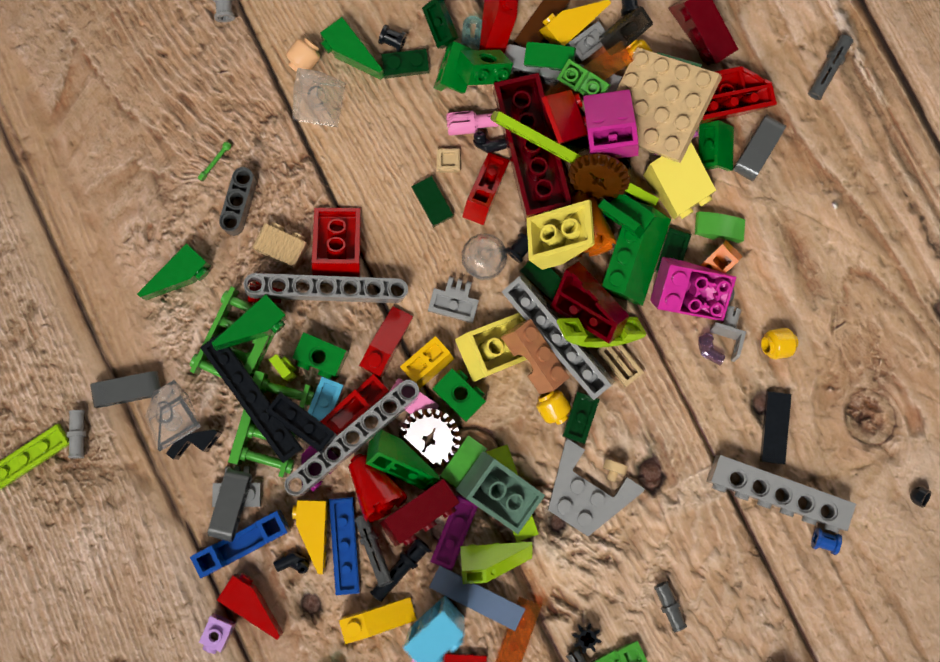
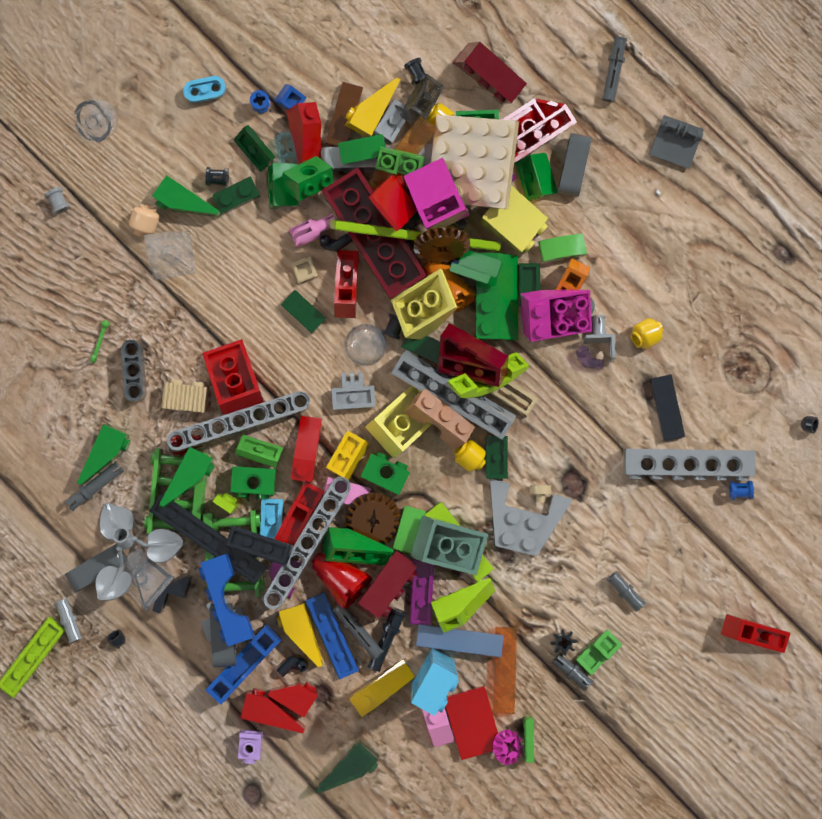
camera: 10 degrees left, 5 degrees up
(118, 470) = (116, 638): none -> black hinge
(153, 305) = (87, 491): none -> dark grey pin
(160, 353) = (115, 525): none -> light grey plant
(244, 499) = (234, 626): none -> blue arch
(283, 597) = (295, 696): none -> red slope
(336, 326) = (259, 451): none -> bright green plate
(871, 160) = (676, 141): none -> dark grey hinge

